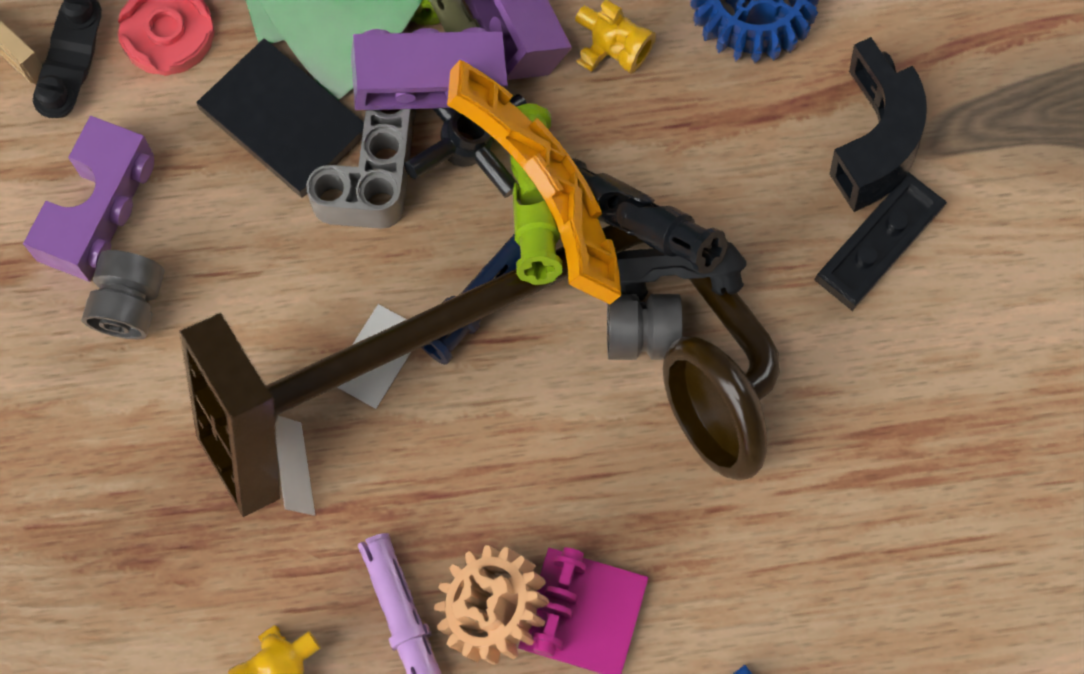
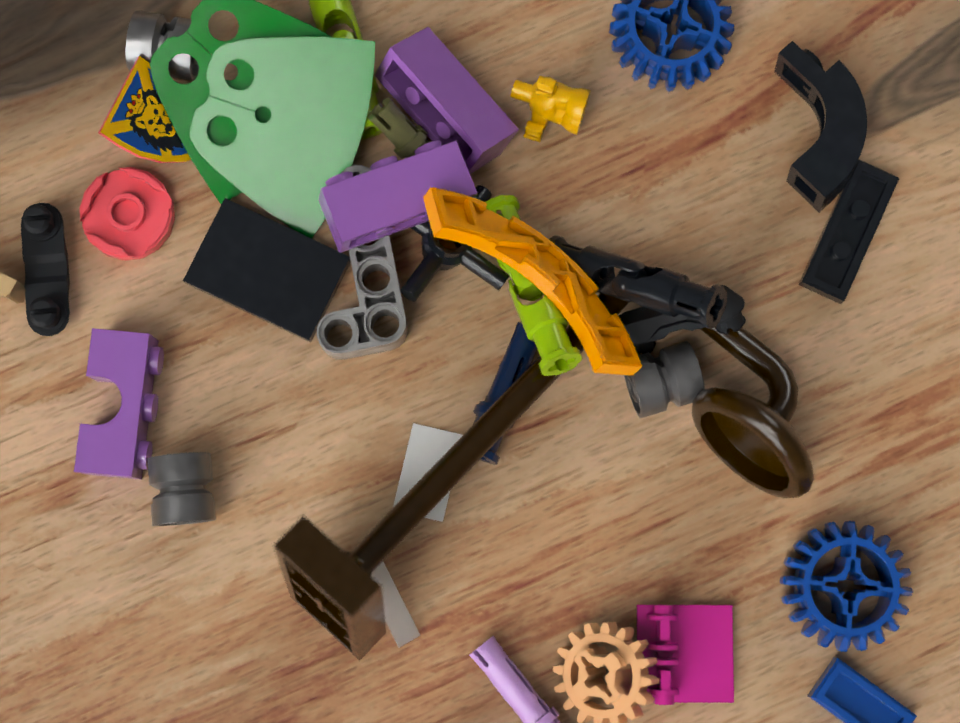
camera: 20 degrees left, 10 degrees up
(796, 596) = (847, 564): none -> blue gear

